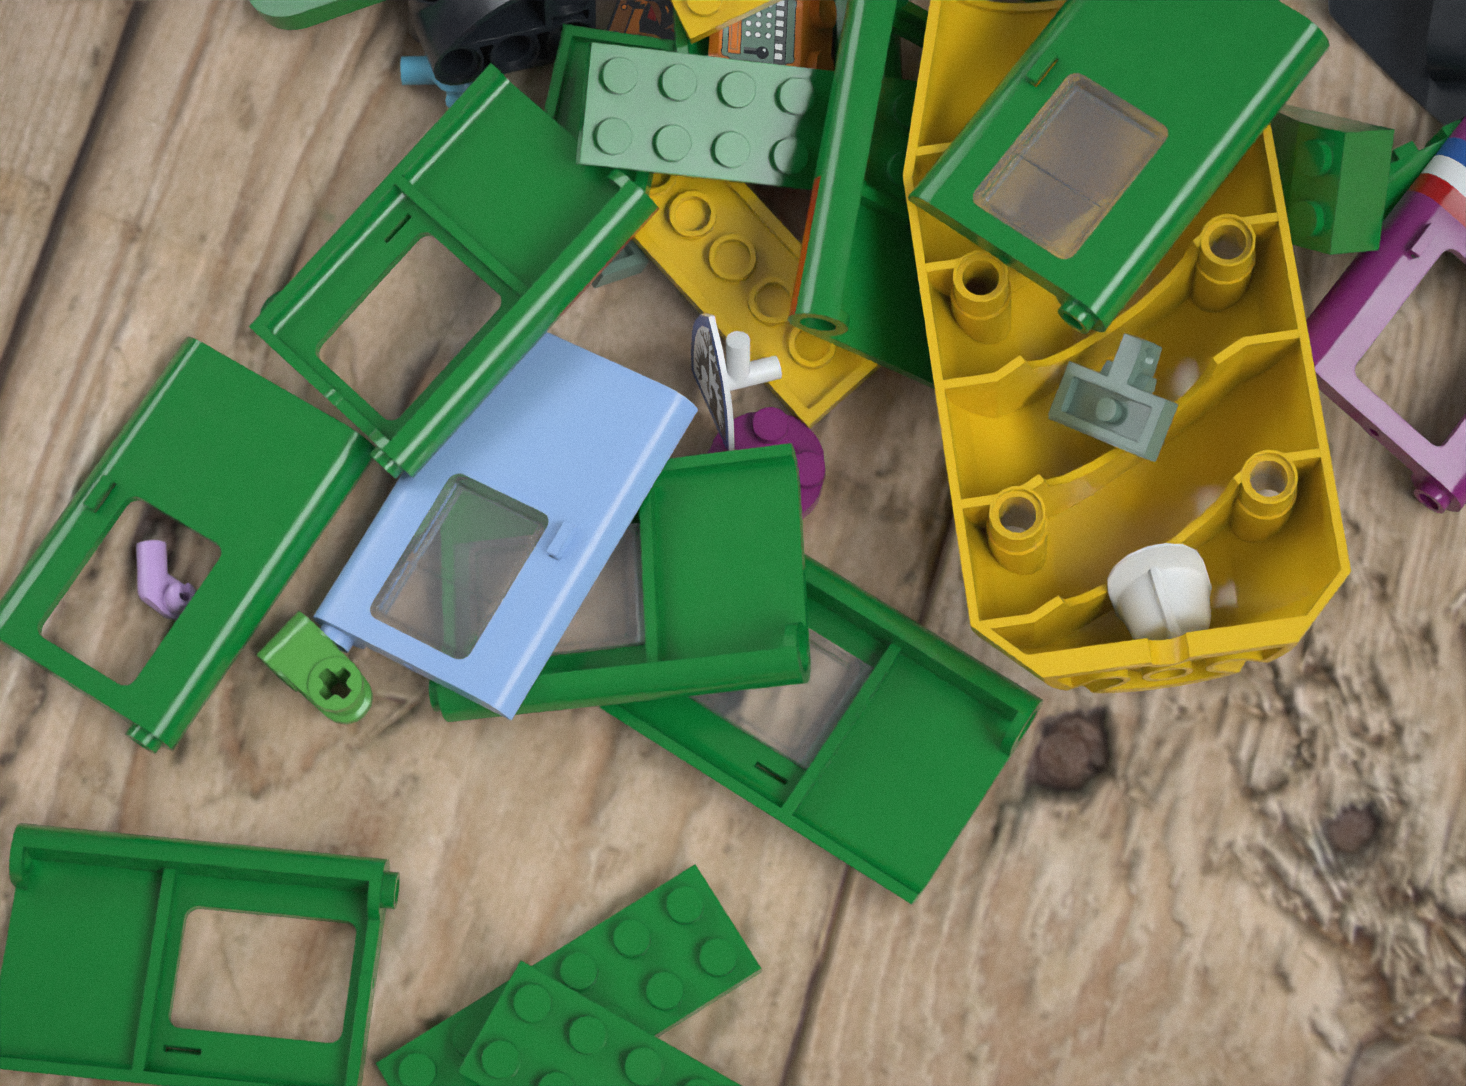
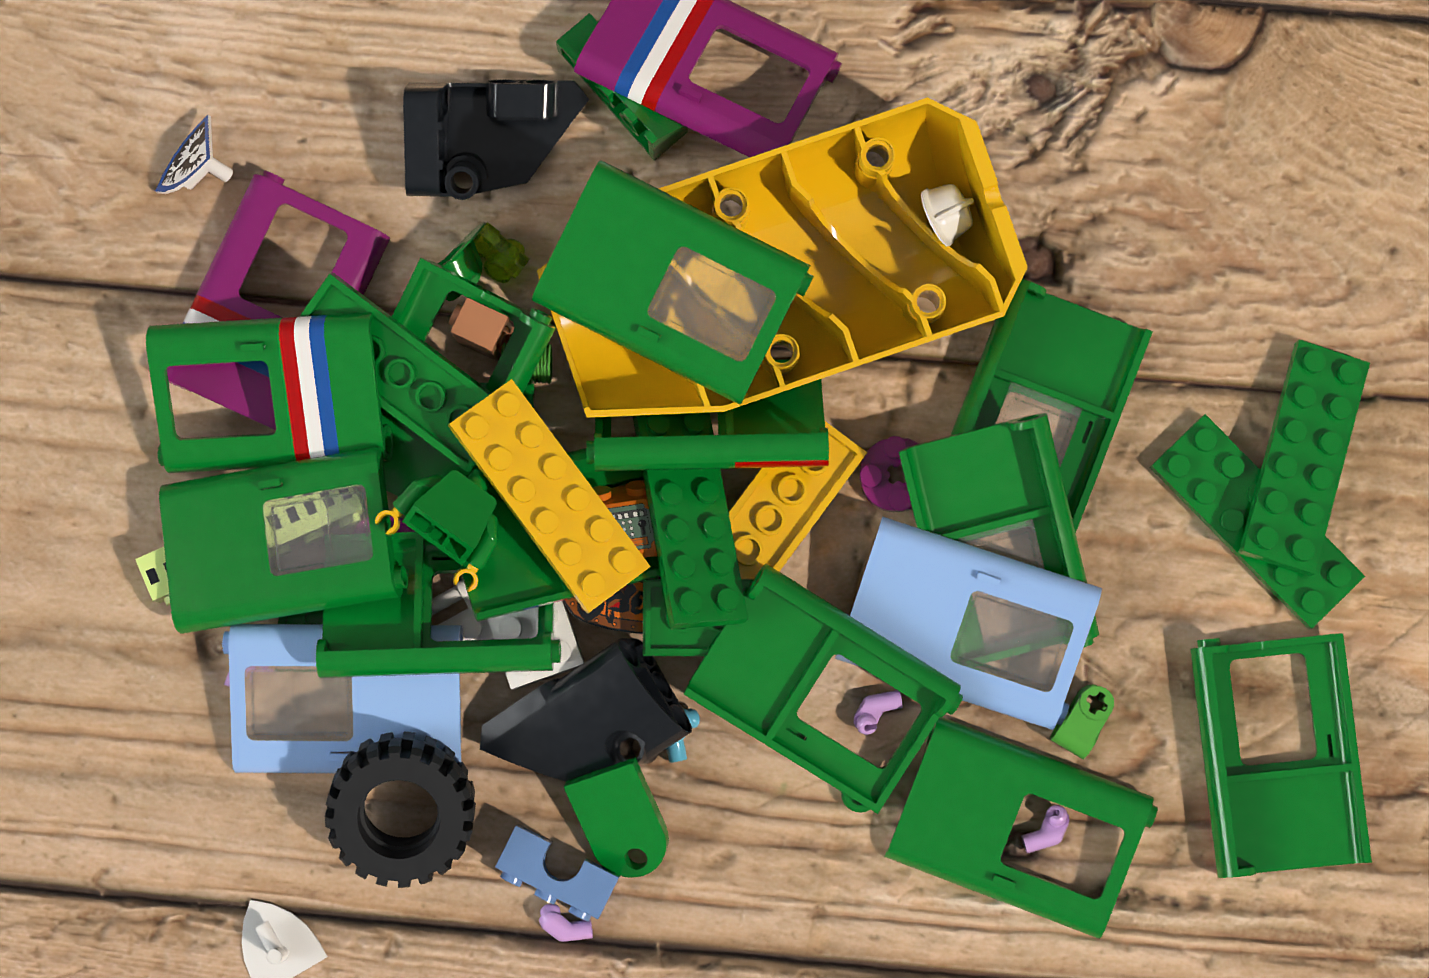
camera: 105 degrees left, 10 degrees up
(408, 359) = (872, 709): none -> lavender arm
(718, 379) = (854, 509): shield -> none
(1118, 400) = (832, 260): sand green hinge -> none
(1332, 179) = (668, 150): green slope -> none

